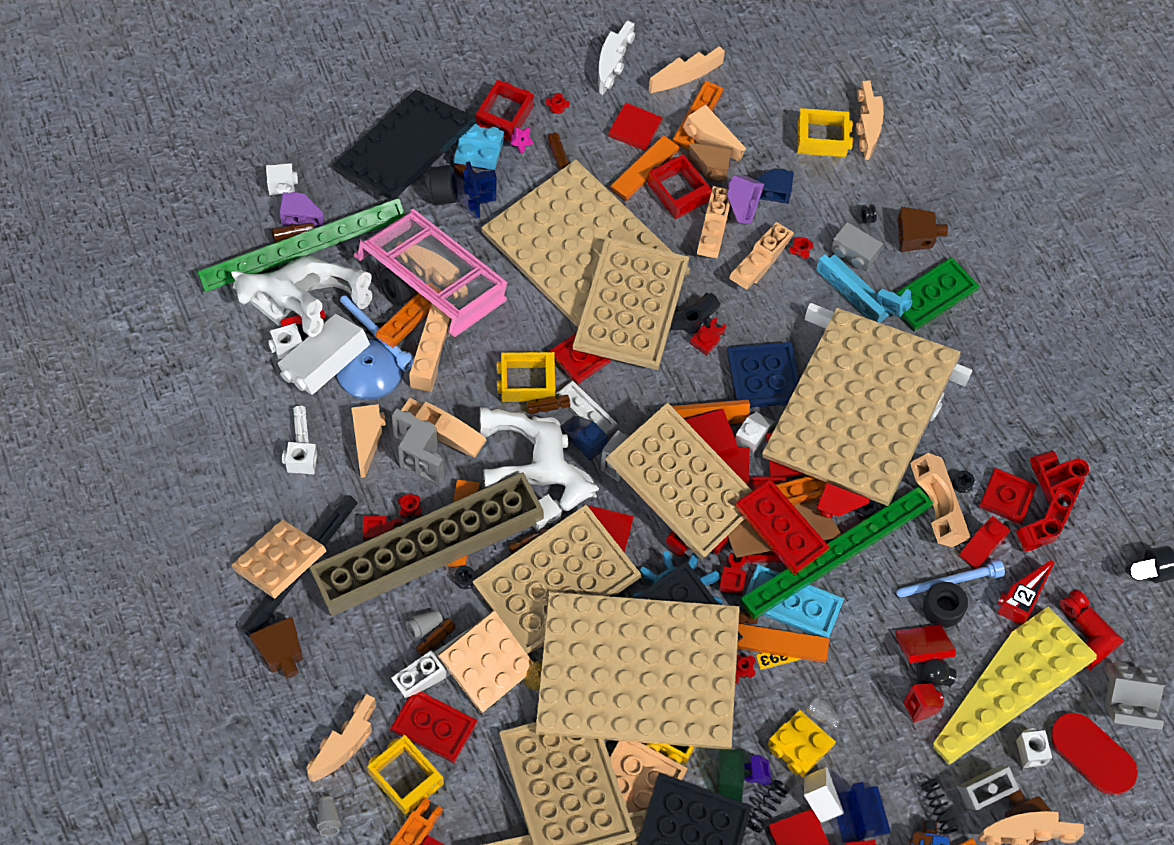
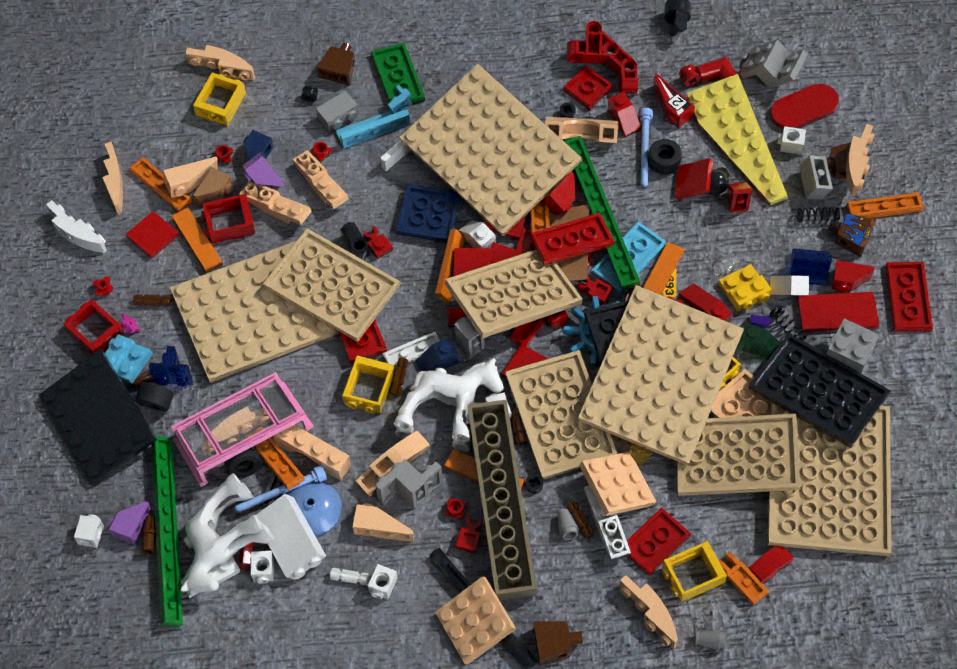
camera: 65 degrees left, 0 degrees up
(648, 518) = (525, 333): none -> red tile
(756, 704) = (705, 302): none -> red slope
(758, 153) = (223, 149): none -> red plate

